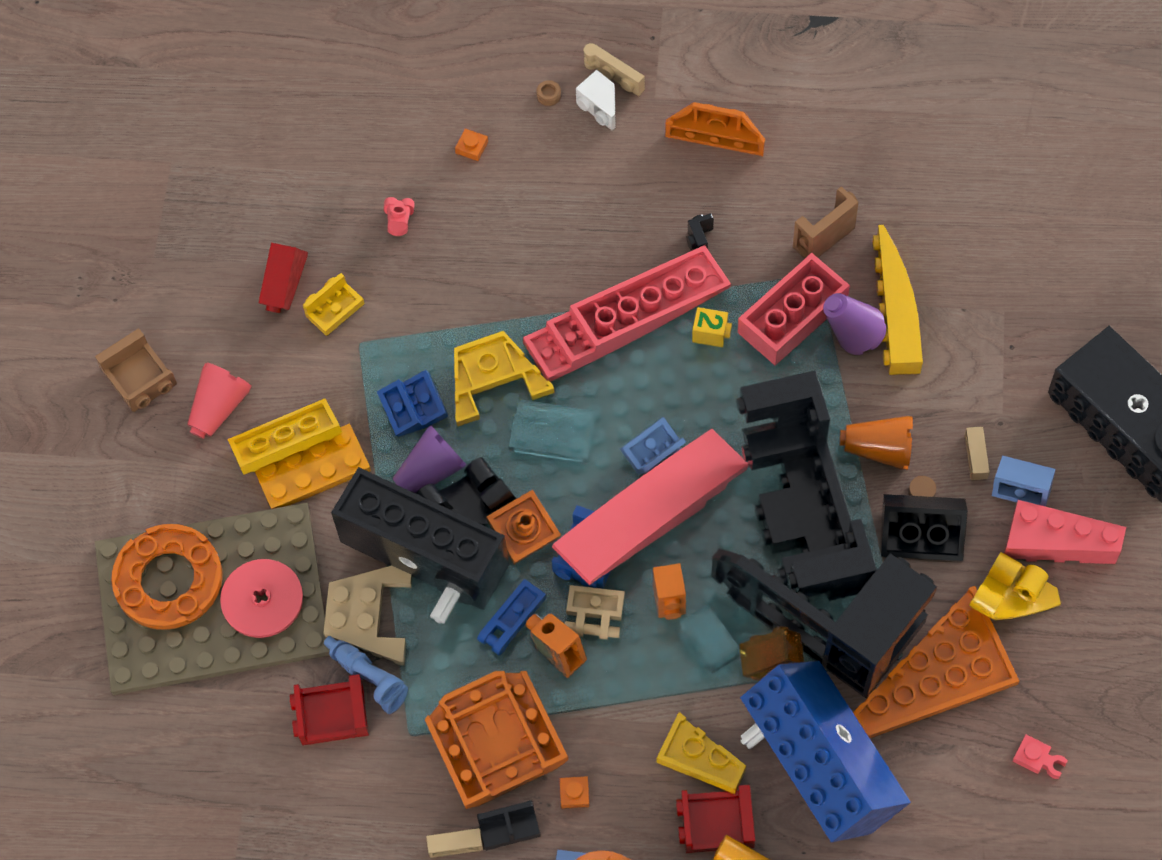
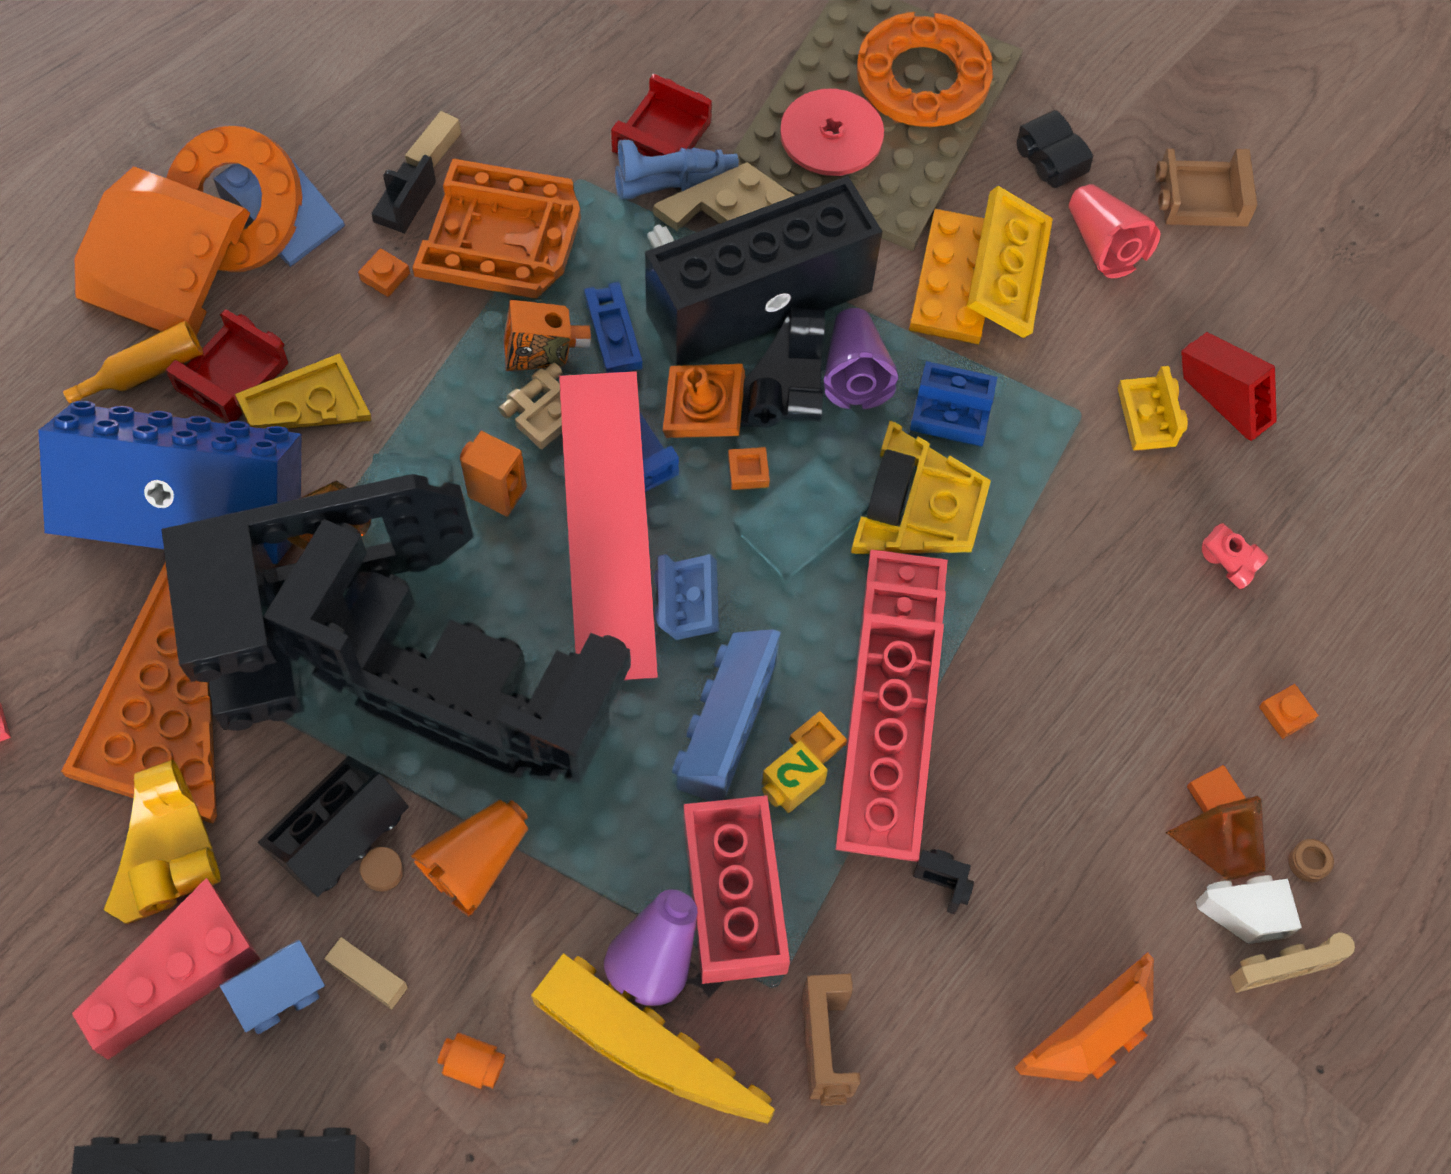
camera: 120 degrees right, 0 degrees up
(170, 470) = (1054, 149): none -> black brick
(504, 387) = (891, 487): none -> black tyre
(546, 150) = (1215, 789): none -> orange tile
(546, 475) = (748, 468): none -> orange plate
(569, 131) = (1227, 838): none -> clear orange slope
(679, 332) = (819, 737): none -> light orange plate
(704, 373) = (728, 714): none -> medium blue slope
(972, 372) = (471, 1061): none -> orange brick

